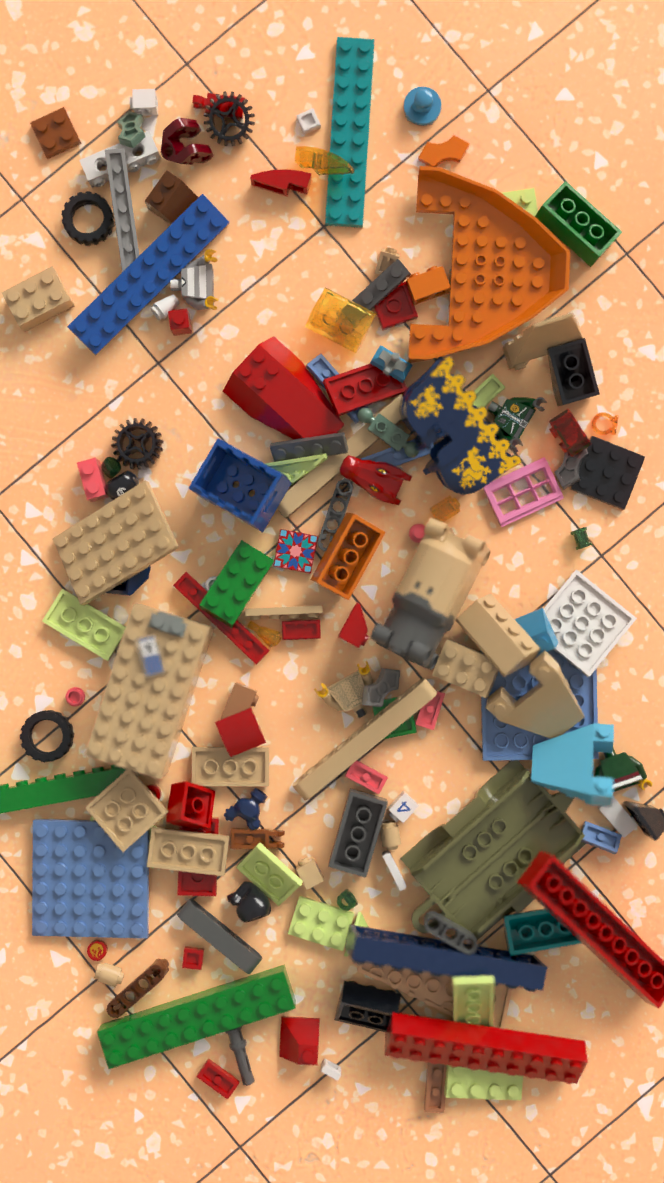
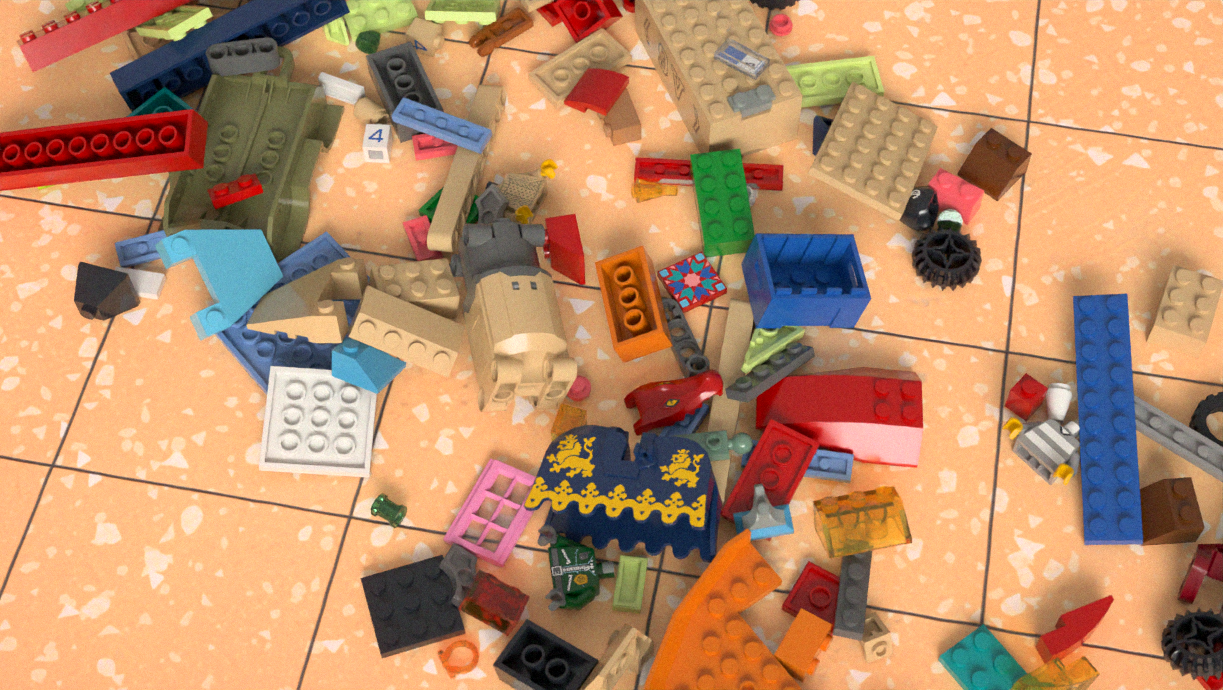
camera: 145 degrees right, 30 degrees down
(47, 482) = (995, 164): none -> reddish brown slope
(248, 809) = (530, 46): dark blue animal -> none
(275, 612) = (653, 219): tan plate -> none
(301, 629) = (619, 218): red plate -> none
(364, 774) = (442, 125): none -> medium blue plate
(526, 824) = (234, 191): none -> red plate
(623, 769) = (164, 314): dark green torso -> none

